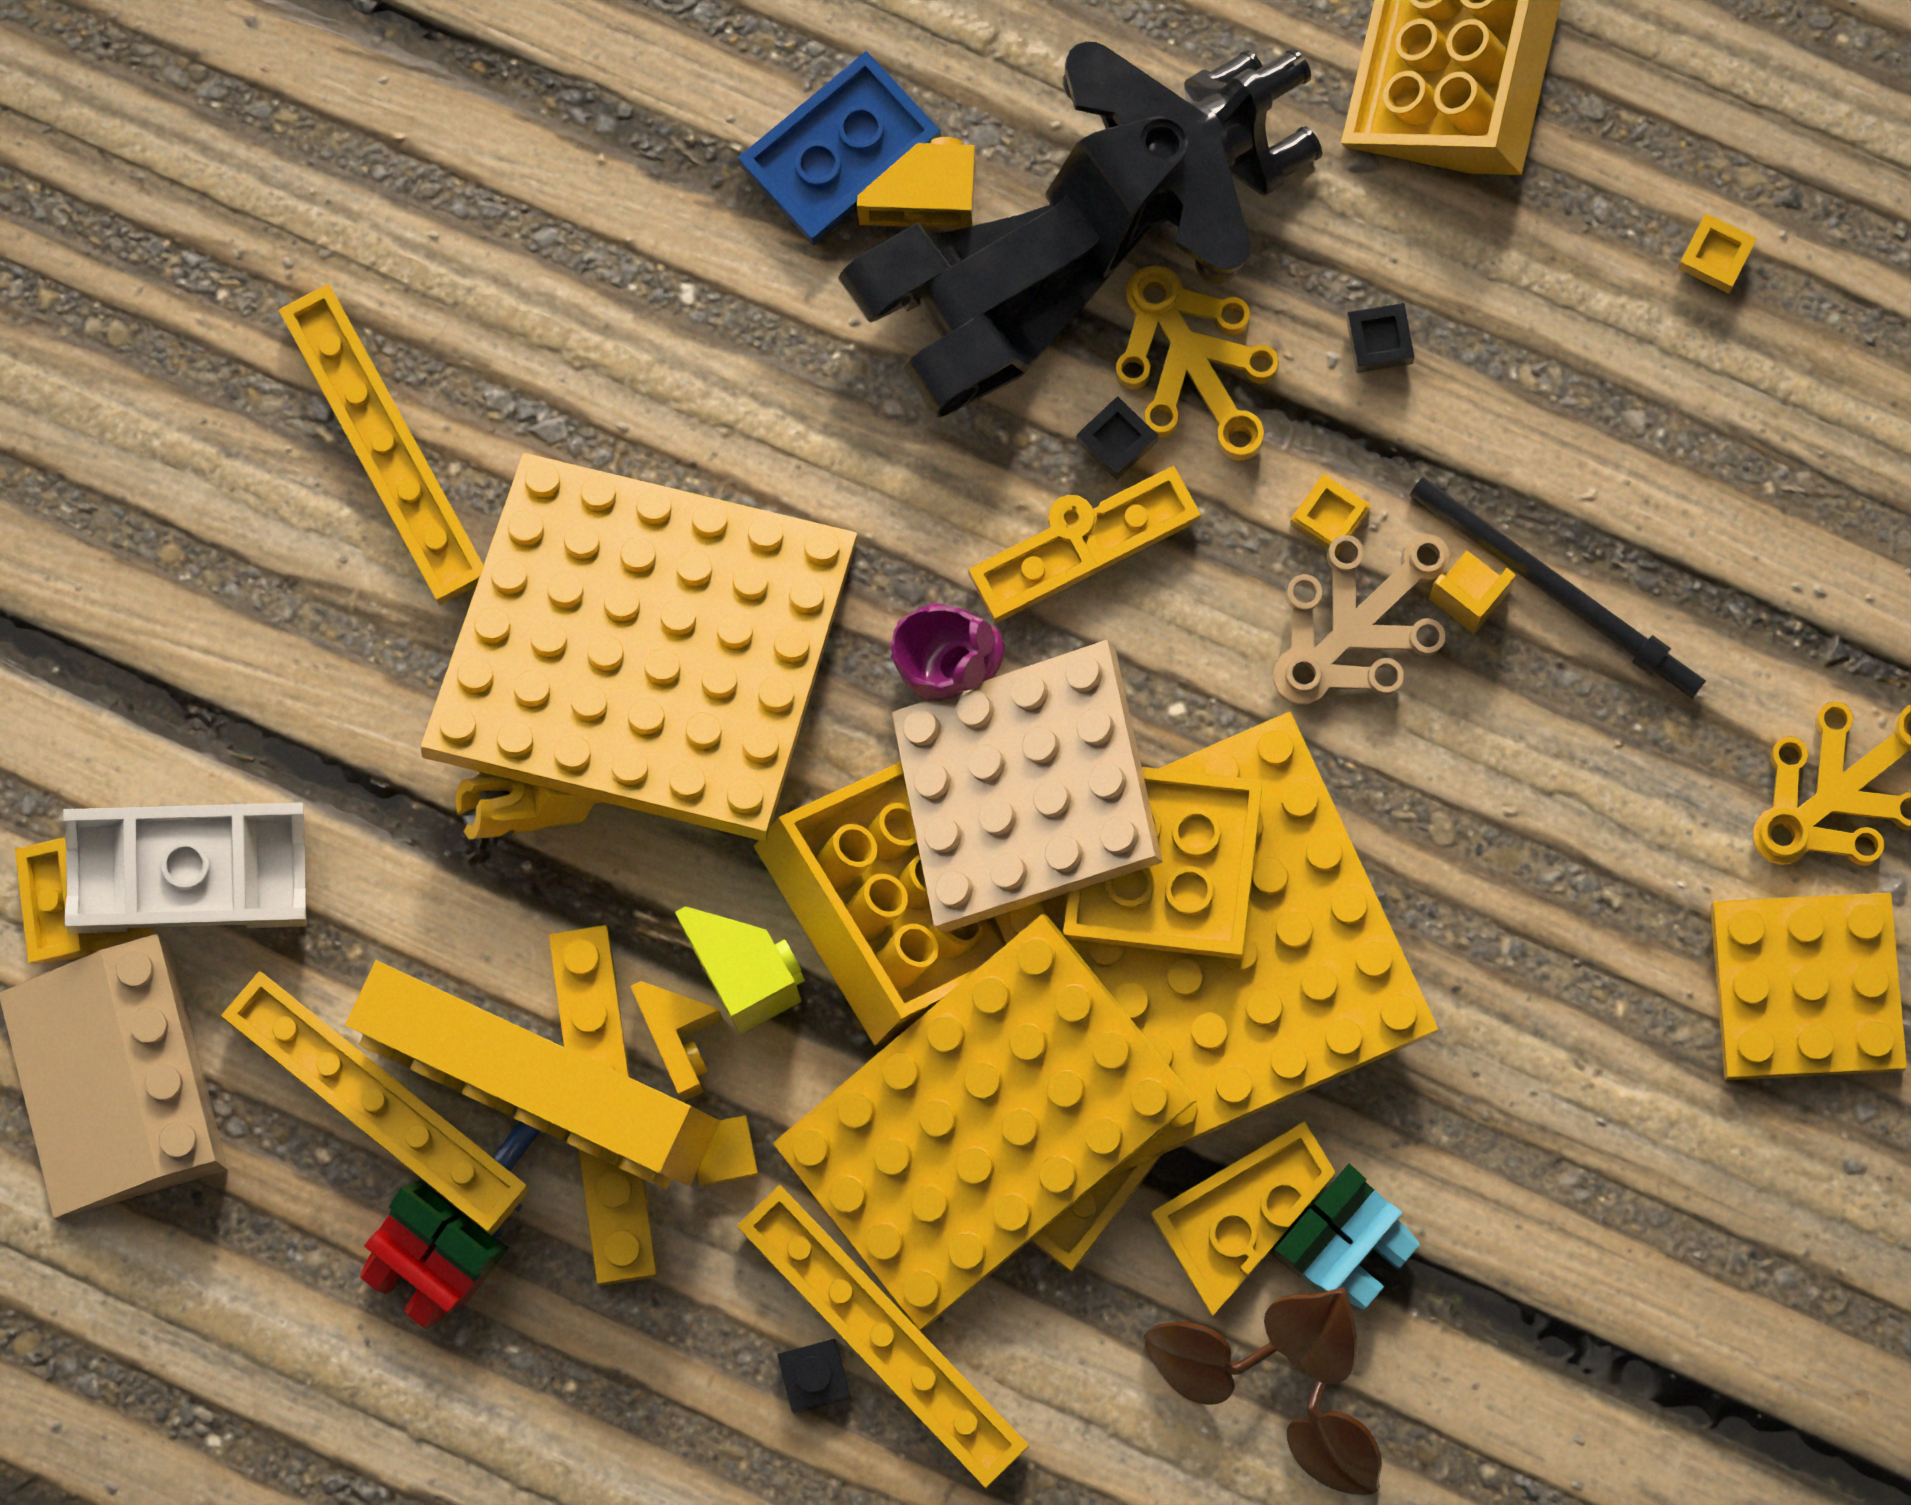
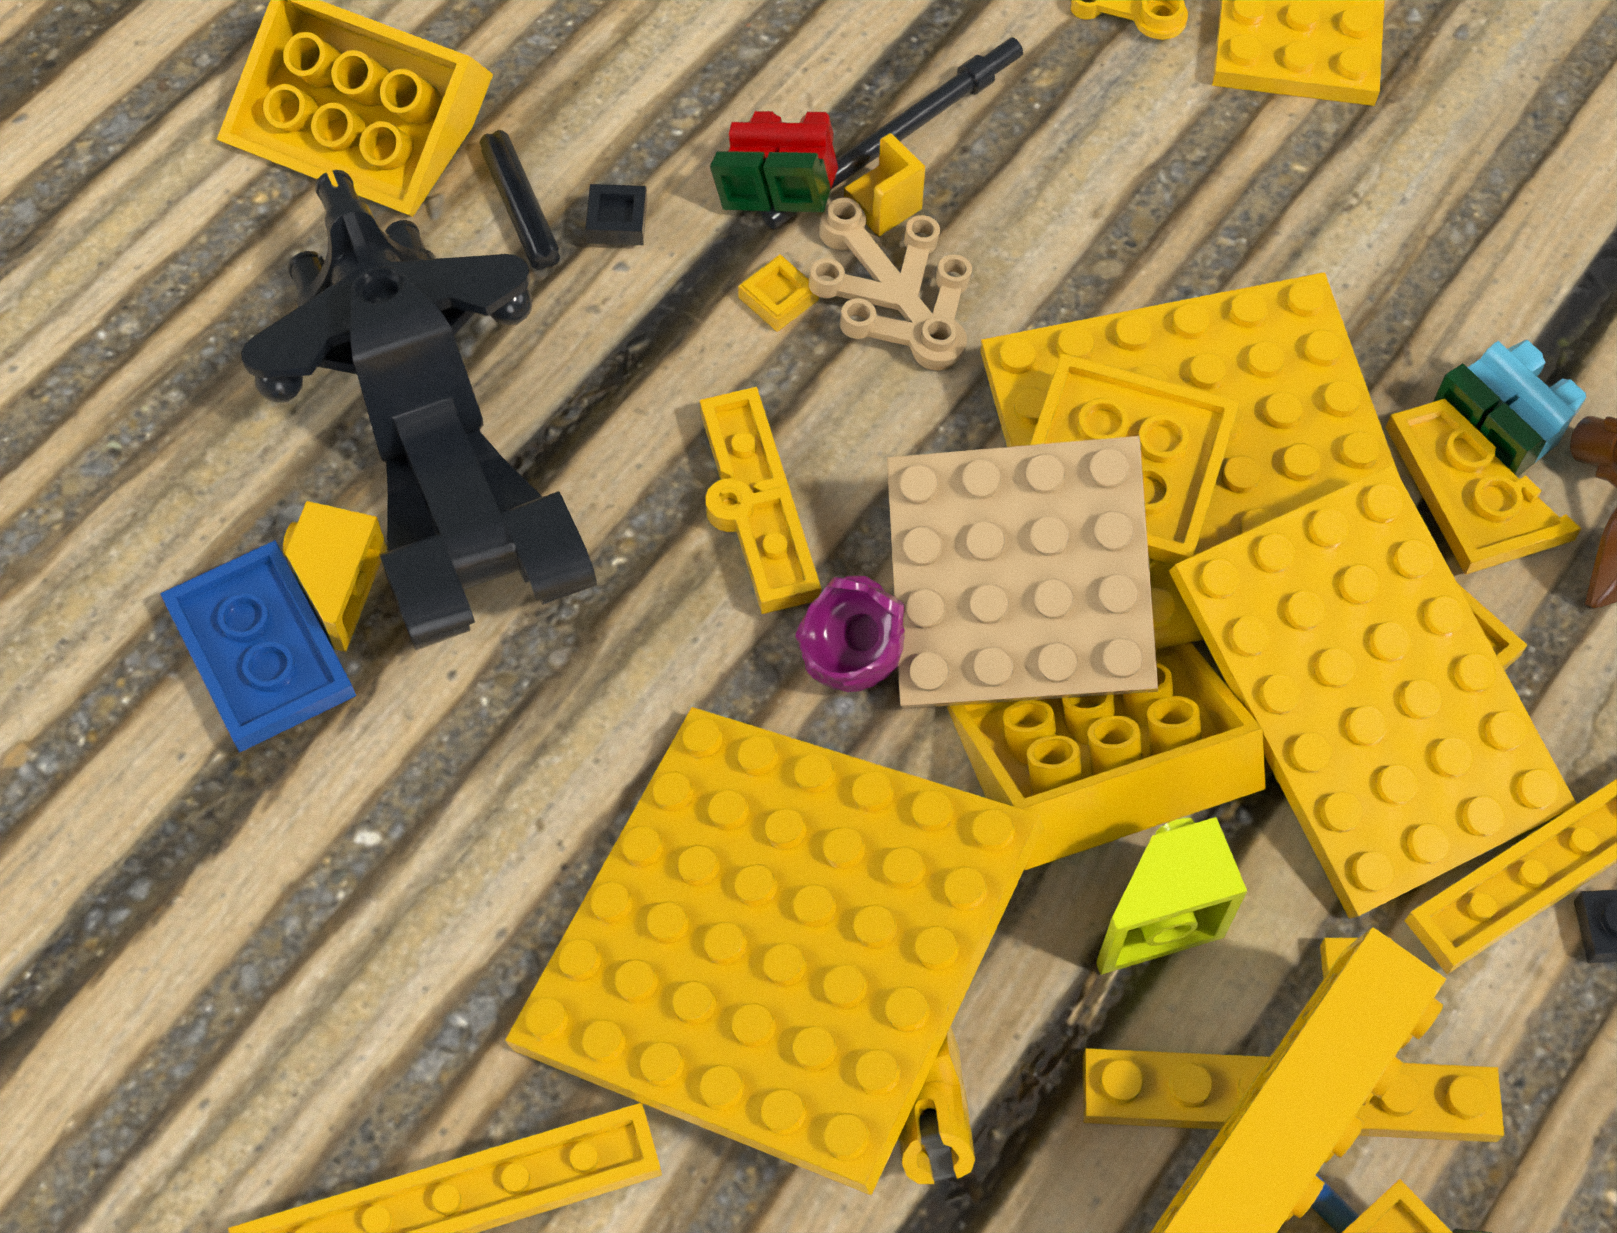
camera: 85 degrees left, 15 degrees down
(669, 1020) = (1216, 1001): yellow slope -> none
(1117, 438) = (655, 448): black plate -> none
(1192, 353) = (588, 375): yellow plant -> none
(1382, 241) = (520, 200): none -> black axle
(1464, 481) = (777, 164): none -> dark green hips

